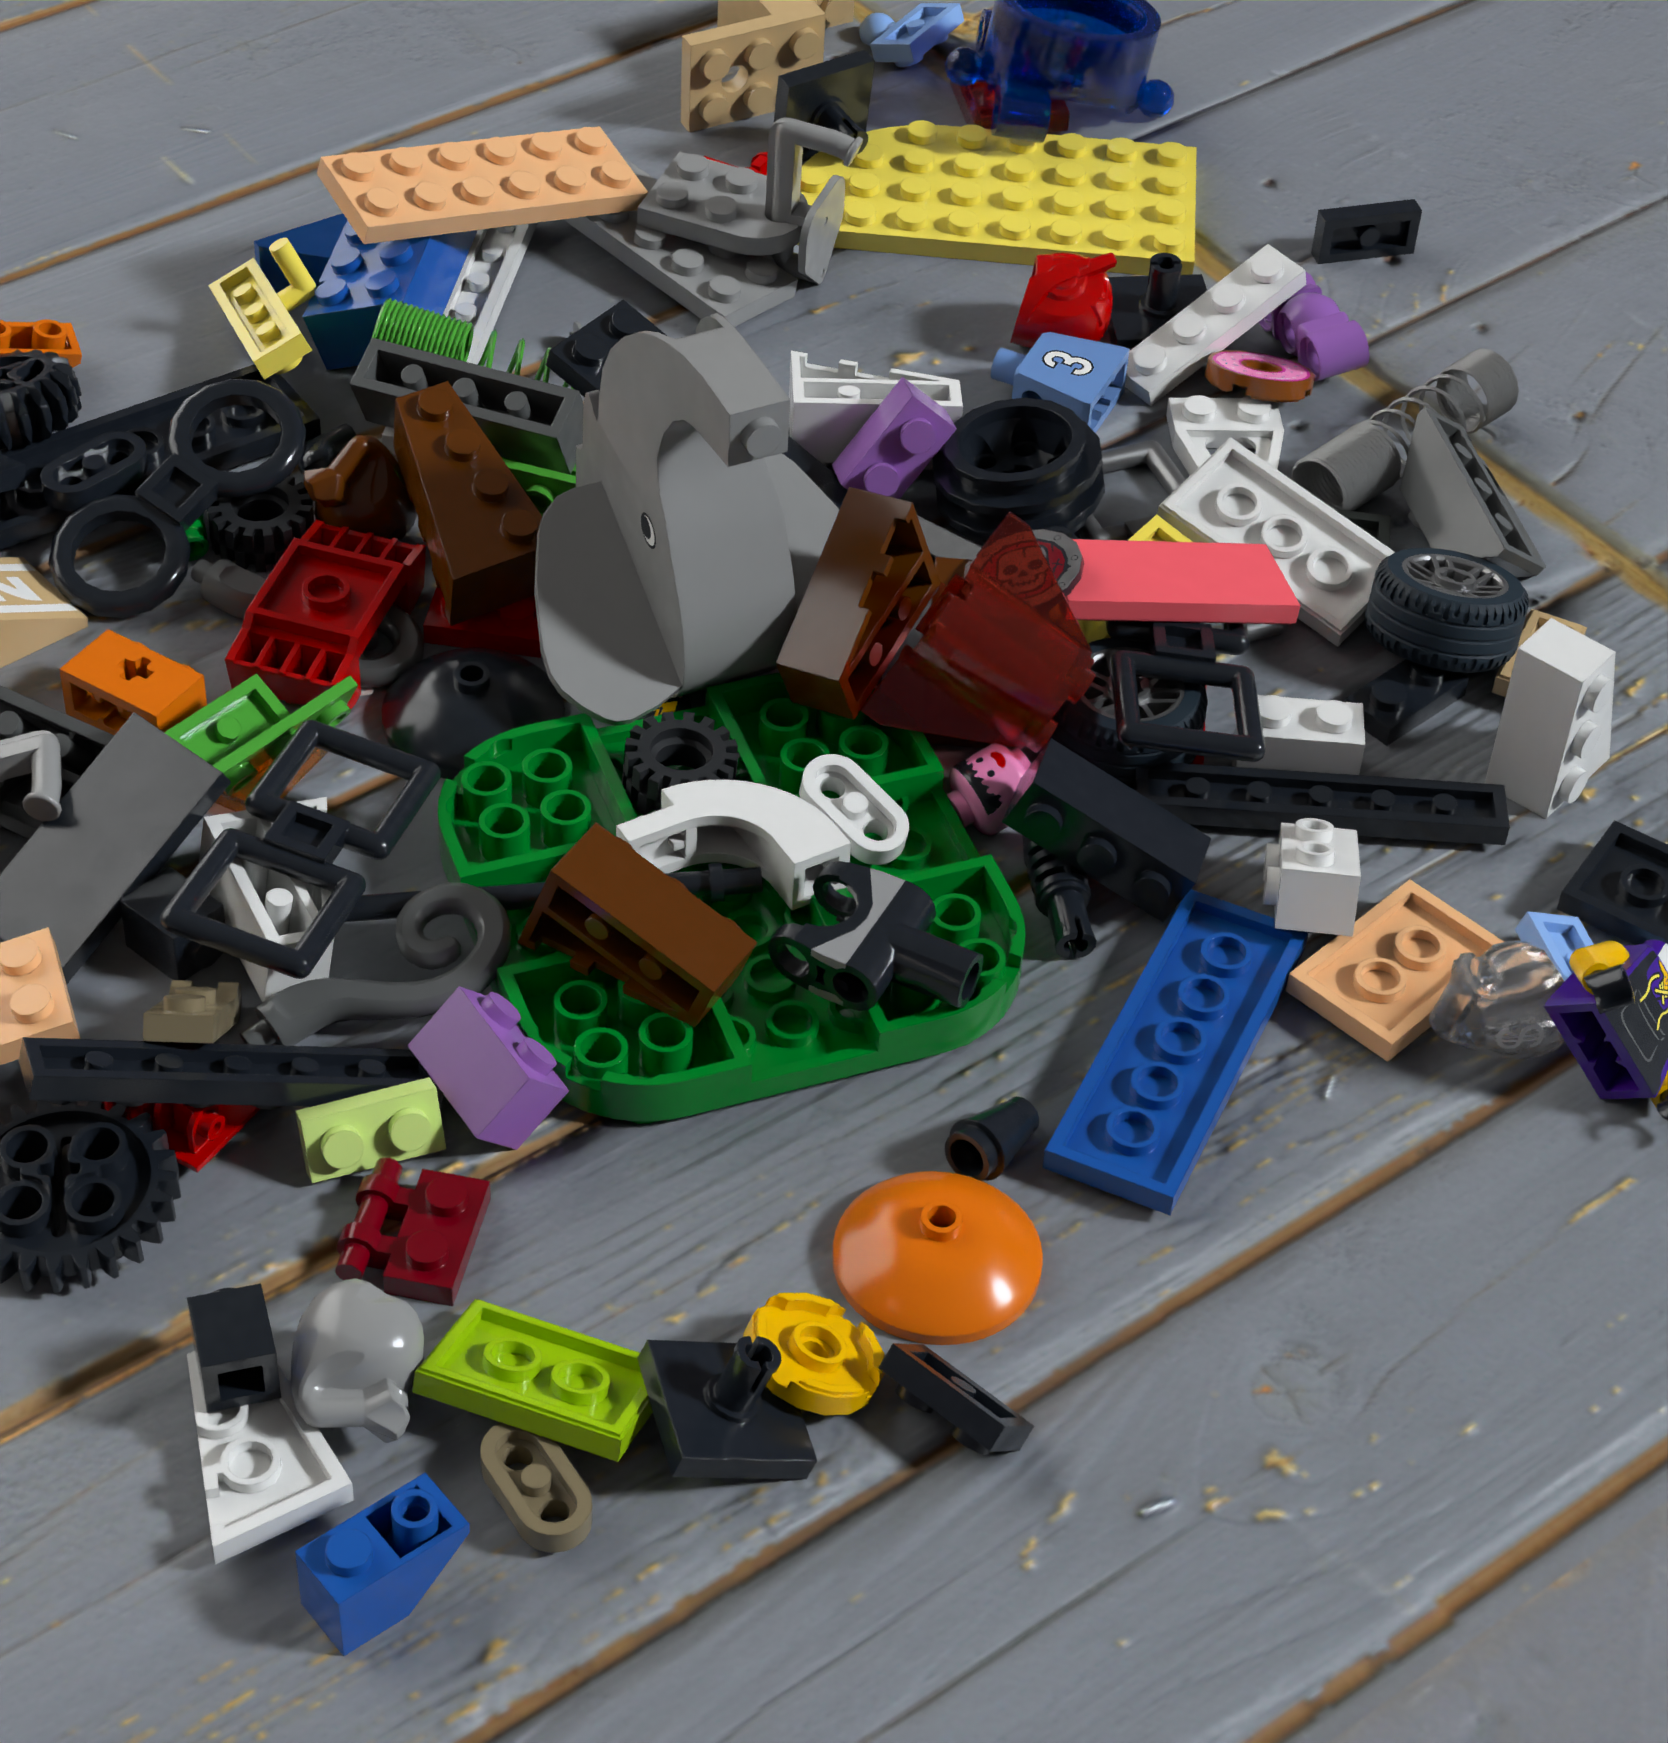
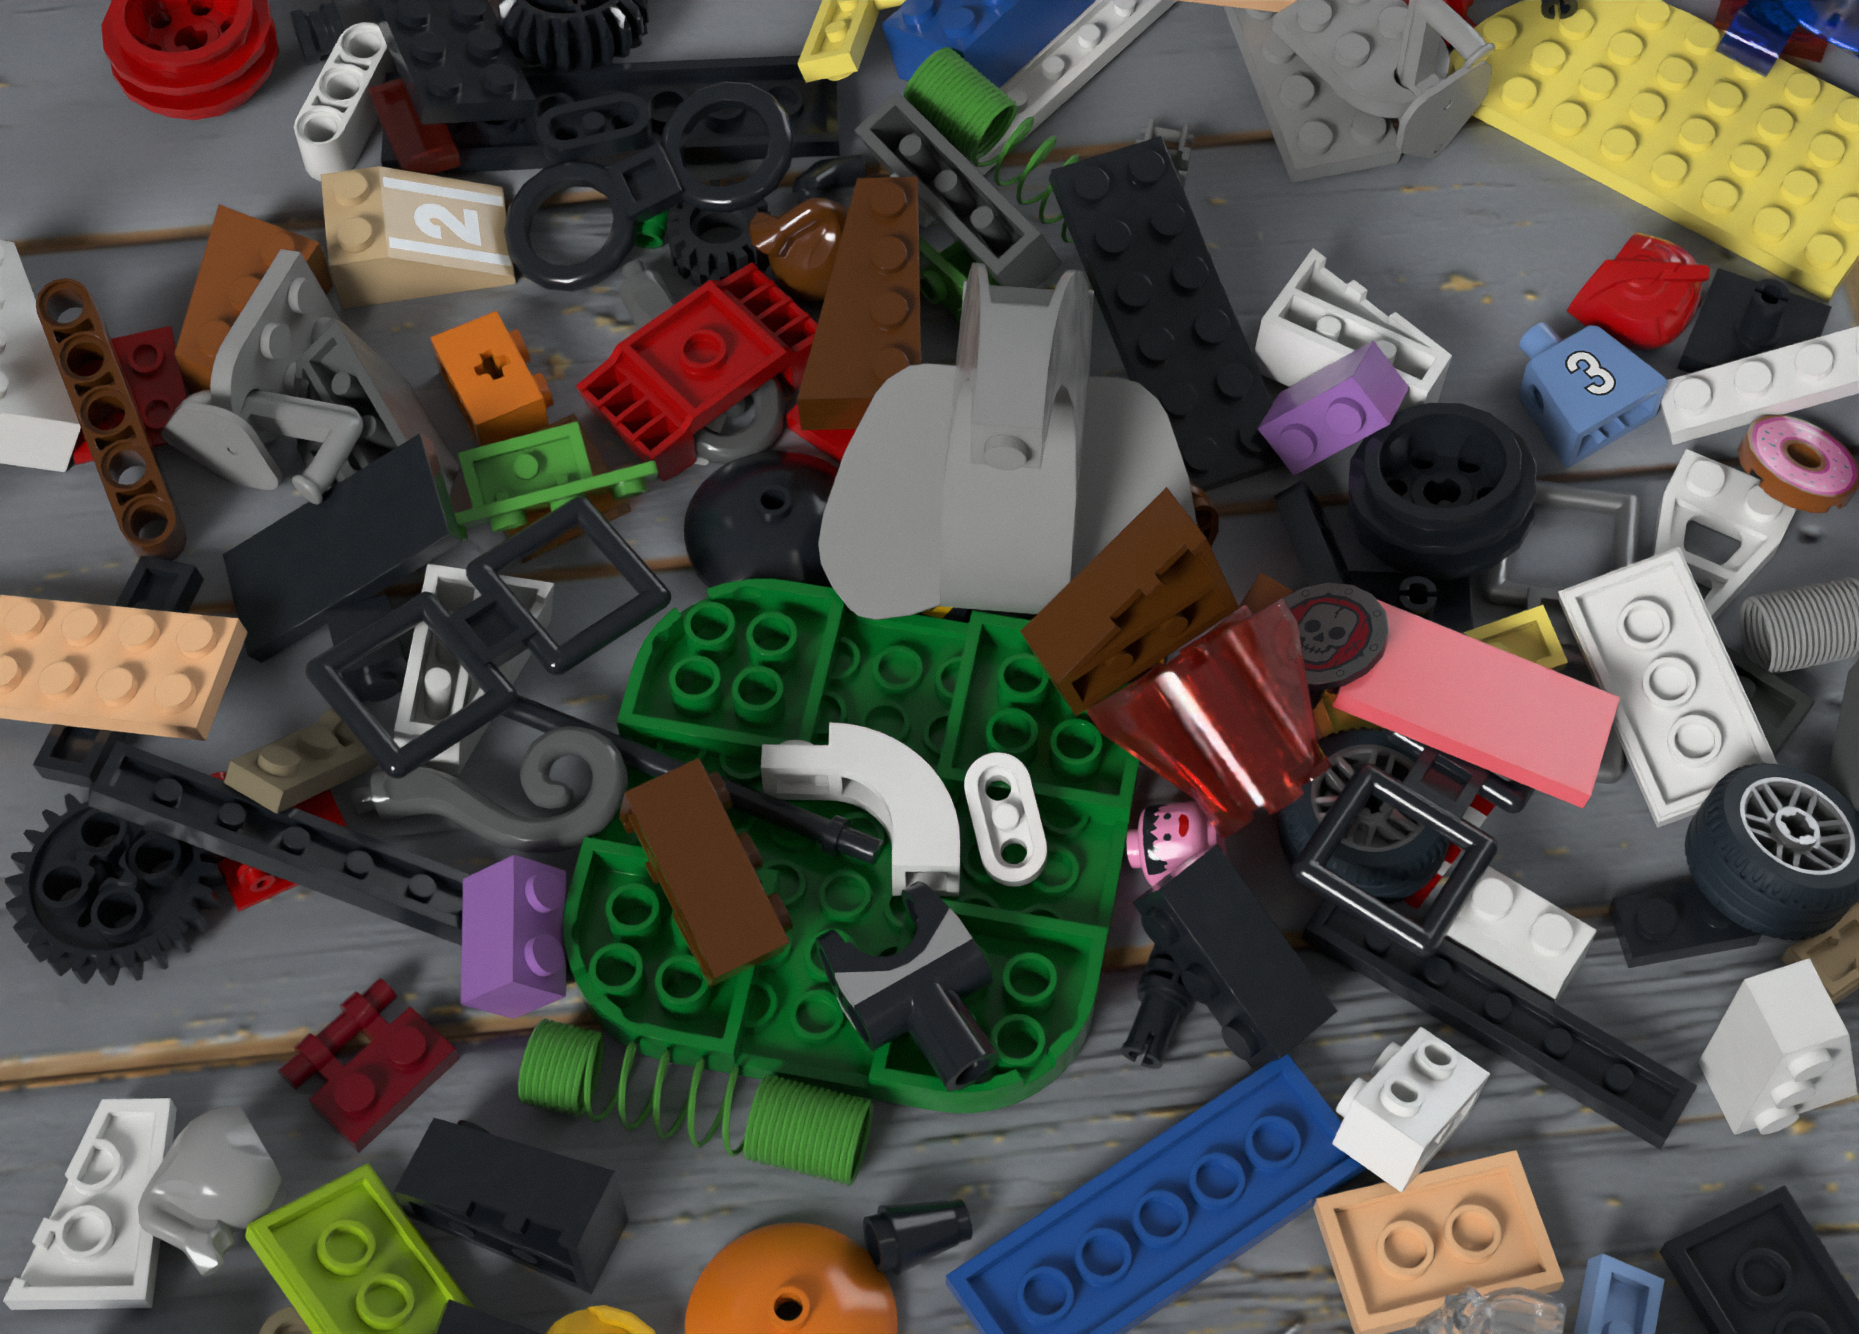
camera: 35 degrees right, 15 degrees up
(234, 1347) = (120, 1122): black brick -> none
(375, 1125) = (389, 946): yellowish green plate -> none
(644, 1253) = (516, 1201): none -> black wedge
(674, 743) = (893, 661): black tyre -> none
(822, 1106) = (786, 1127): none -> bright green piece

